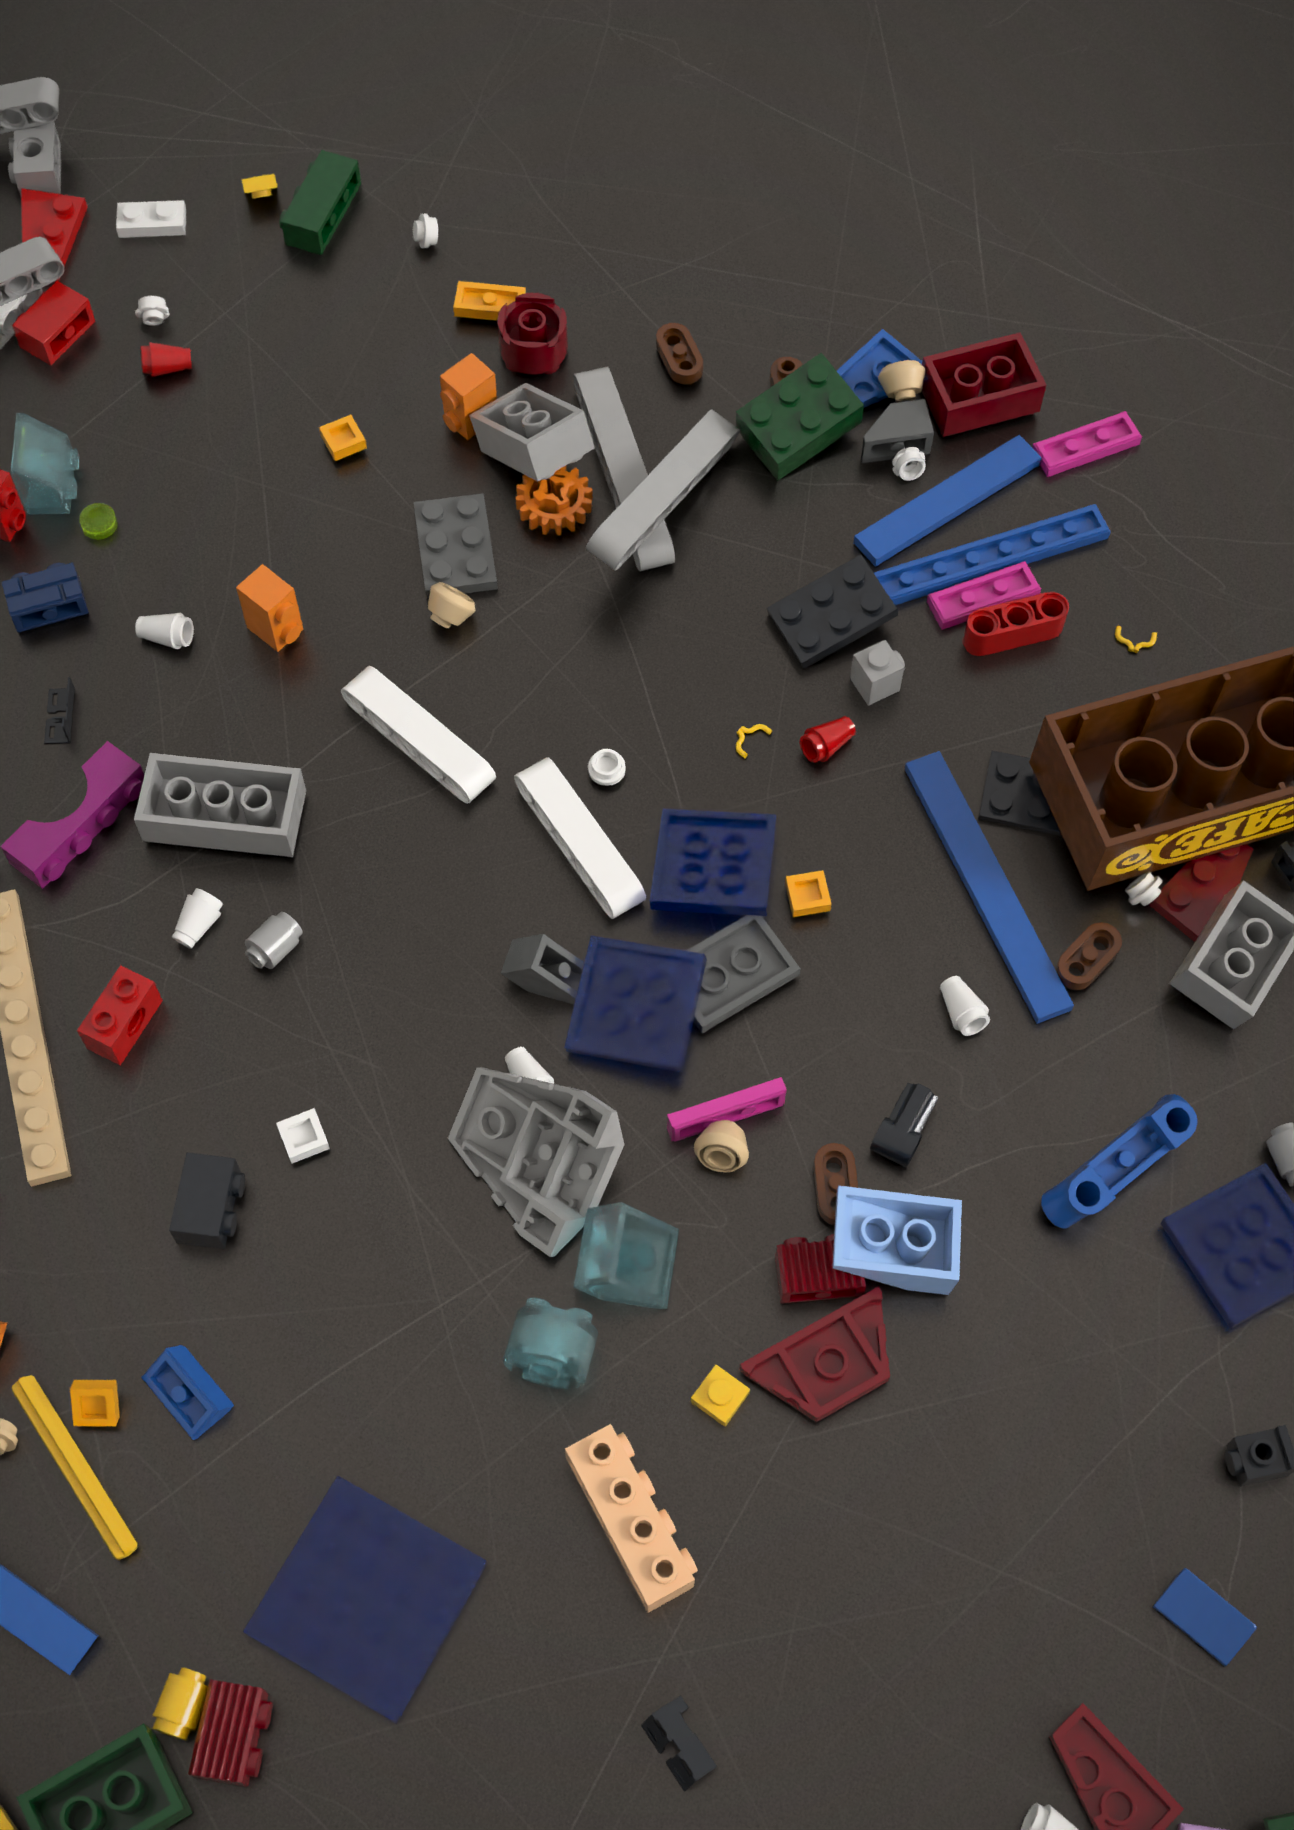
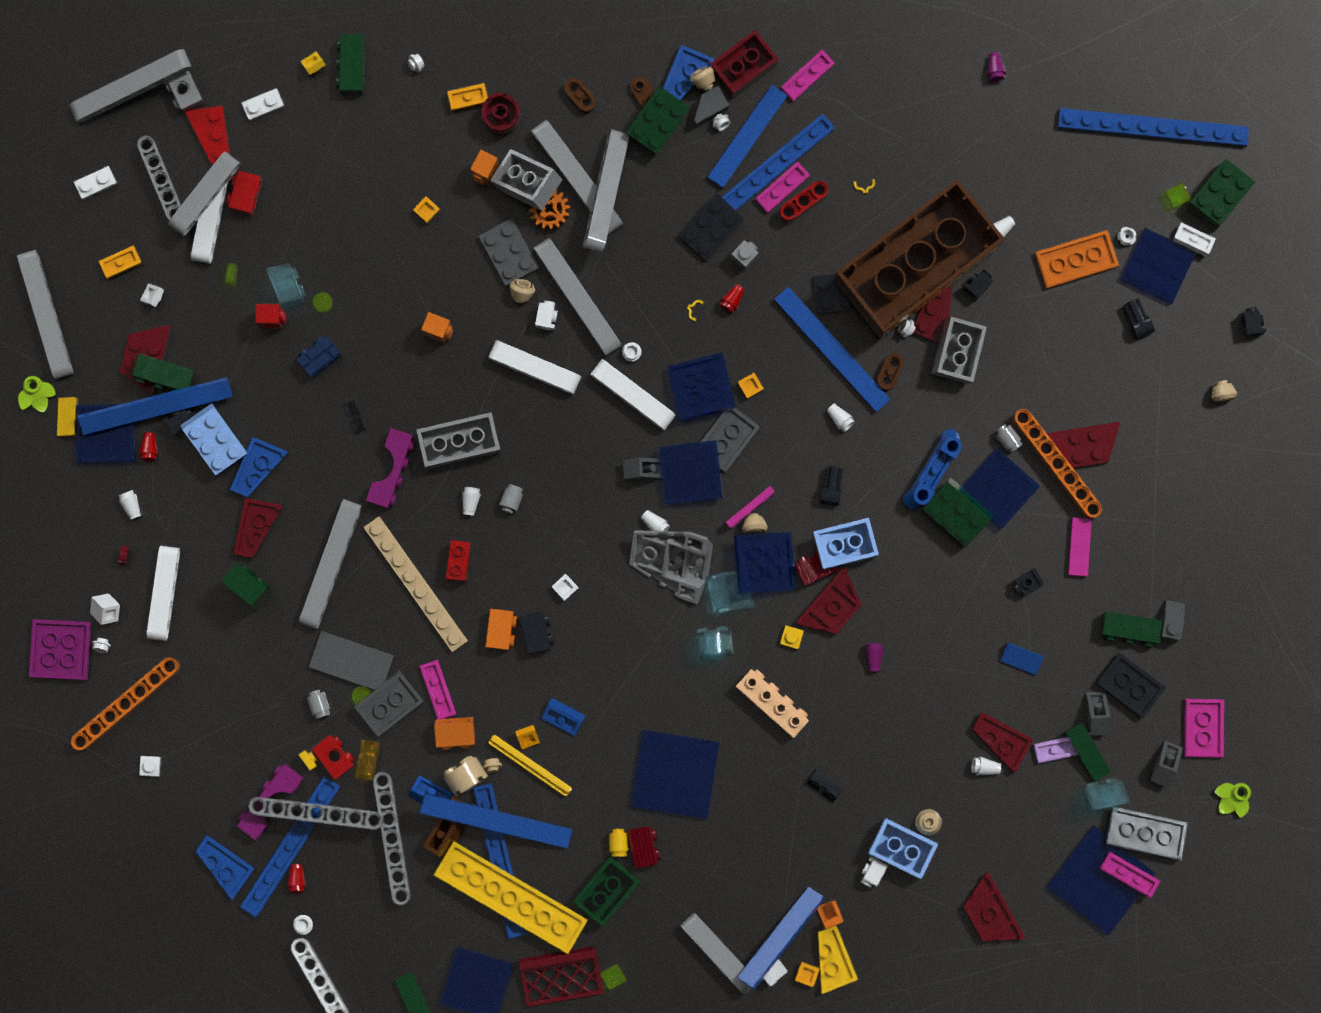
camera: 20 degrees left, 20 degrees up
(140, 1171) = (500, 629): none -> orange brick
(152, 310) = (292, 166): white plate -> none
(164, 359) = (312, 194): red cone -> none
(166, 629) = (387, 353): white cone -> none
(474, 658) = (546, 315): none -> white brick
(546, 649) = (577, 296): none -> light grey beam
(718, 1222) = (765, 562): none -> clear blue plate
(827, 1182) = (810, 525): reddish brown plate -> none
(882, 1494) = (874, 655): none -> magenta cone
(1151, 1258) = (958, 512): none -> dark green brick

